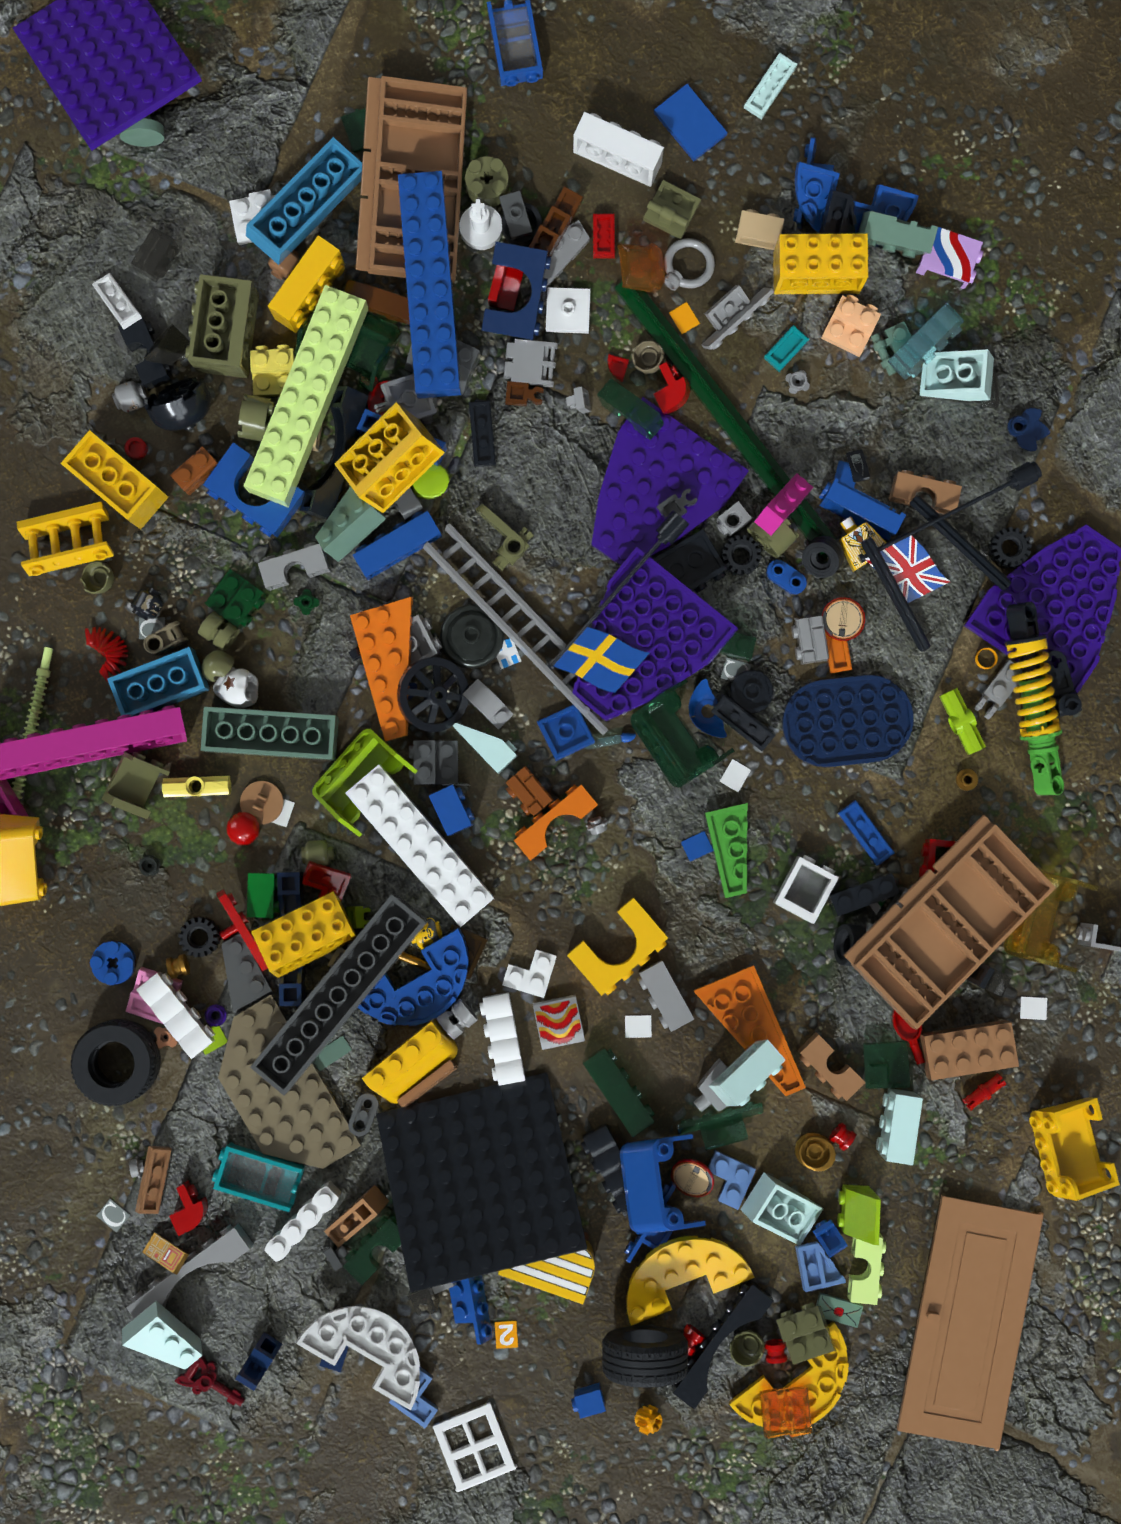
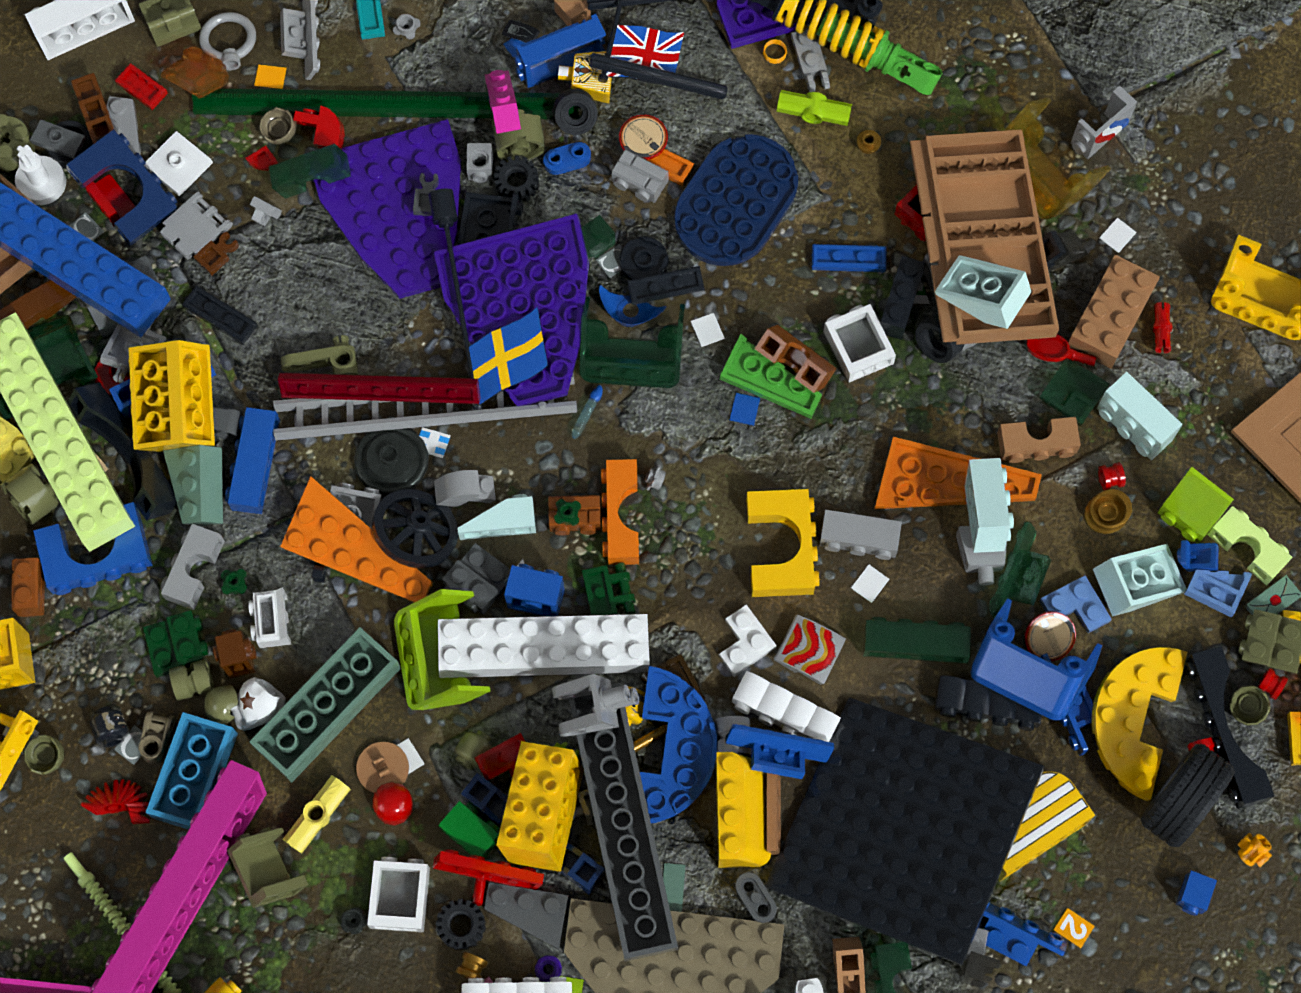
camera: 55 degrees left, 15 degrees down
(186, 882) = (398, 895): none -> window
(256, 646) = (235, 653): none -> reddish brown brick
(299, 647) = (270, 618): none -> white window
(401, 926) = (605, 700): none -> light grey piece
(431, 483) = (226, 388): lime piece -> none
(465, 1060) = (777, 751): none -> blue bracket
(471, 288) = (87, 227): none -> light grey sticker
(488, 851) = (600, 591): none -> dark green plate
(510, 590) = (379, 388): none -> dark red tile
(528, 790) = (570, 519): none -> dark green plate
(565, 732) = (547, 442): blue plate -> none
(760, 870) = (784, 348): none -> dark orange arch
(902, 958) = (985, 290): none -> light aqua slope

